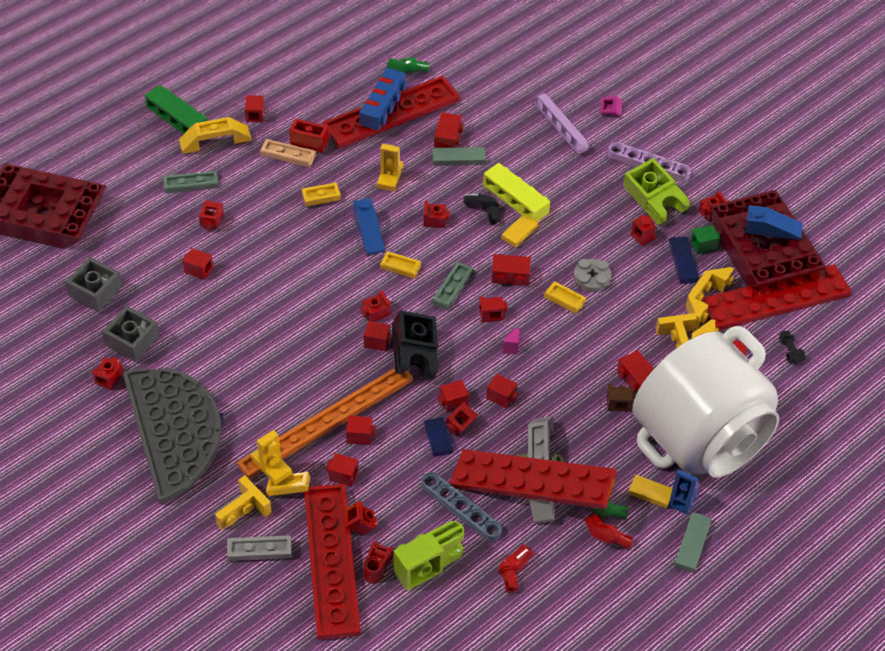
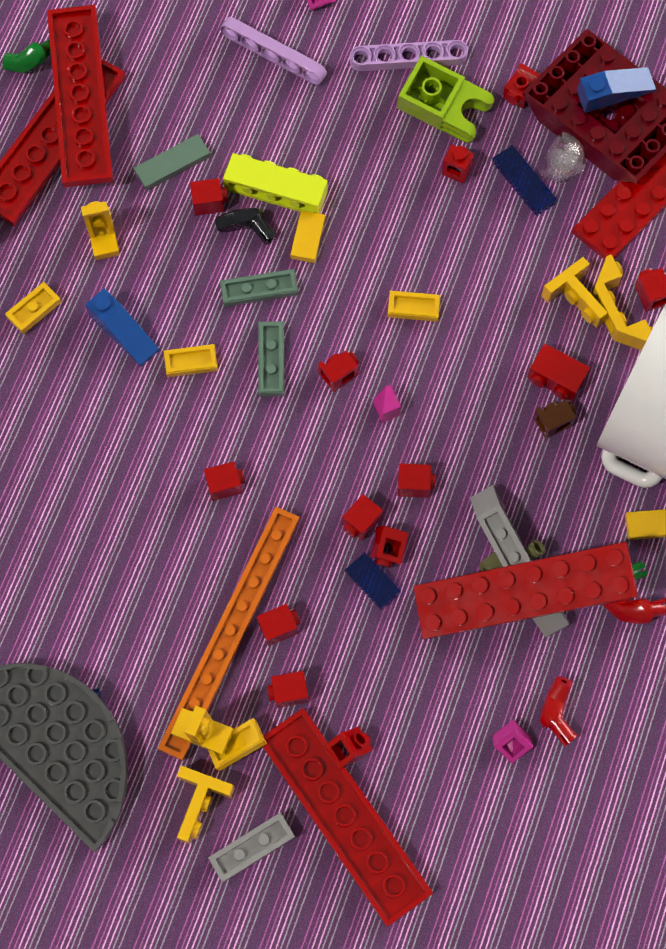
camera: 25 degrees left, 20 degrees up
(376, 307) = (200, 449): red brick -> none
(379, 559) = (398, 784): red piece -> none
(382, 99) = (32, 127): blue brick -> none
(415, 343) = (279, 472): black brick -> none
(422, 96) = (79, 96): none -> red plate
(428, 554) = (456, 754): lime brick -> none
(435, 215) = (191, 274): red brick -> none
(448, 131) = (140, 134): red brick -> none
(464, 515) = (462, 671): sand blue beam -> none
(468, 181) = (208, 196): none -> red brick
(469, 244) = (259, 287): none -> sand green tile
(472, 571) = (512, 741): none -> dark pink slope
(511, 270) = (331, 302): red brick -> none
(592, 266) = (434, 244): light grey plate -> none
(705, 239) = (536, 139): green brick -> none
(714, 278) = (579, 191): yellow slope -> none
(716, 255) = (564, 159): none -> clear cylinder

